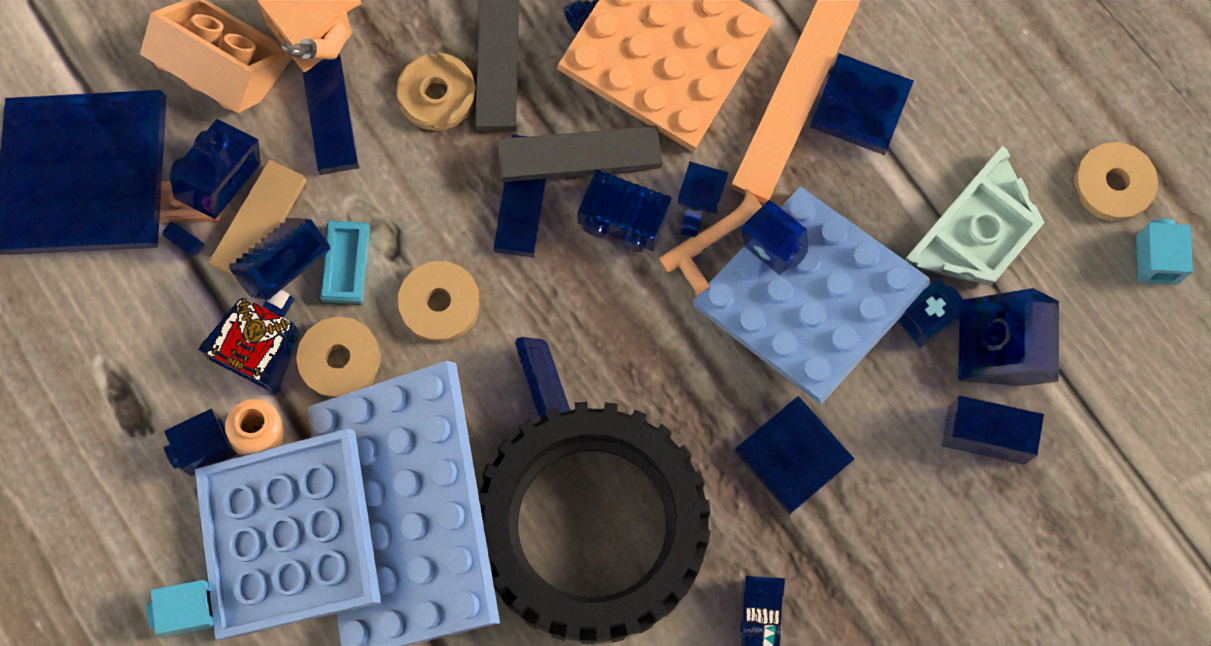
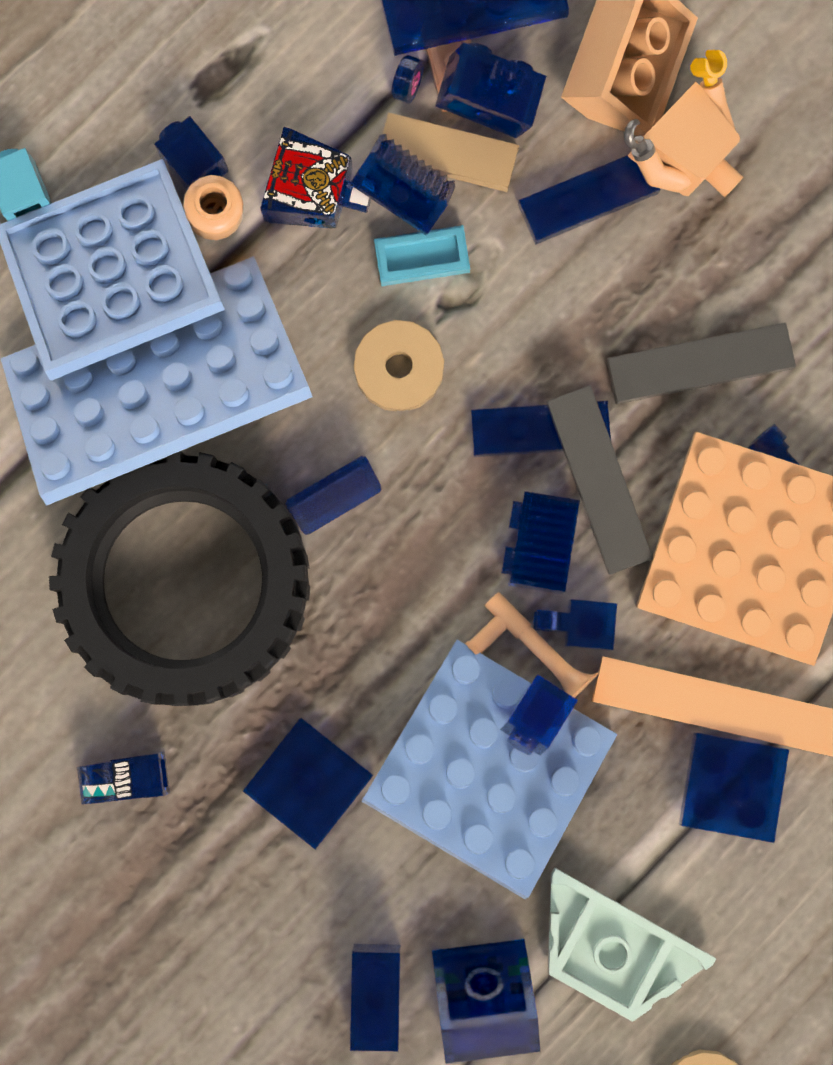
camera: 80 degrees right, 10 degrees up
(332, 335) = (310, 249): tan tile -> none
(442, 112) = (645, 279): tan tile -> none
(932, 312) = (498, 910): clear blue brick -> none

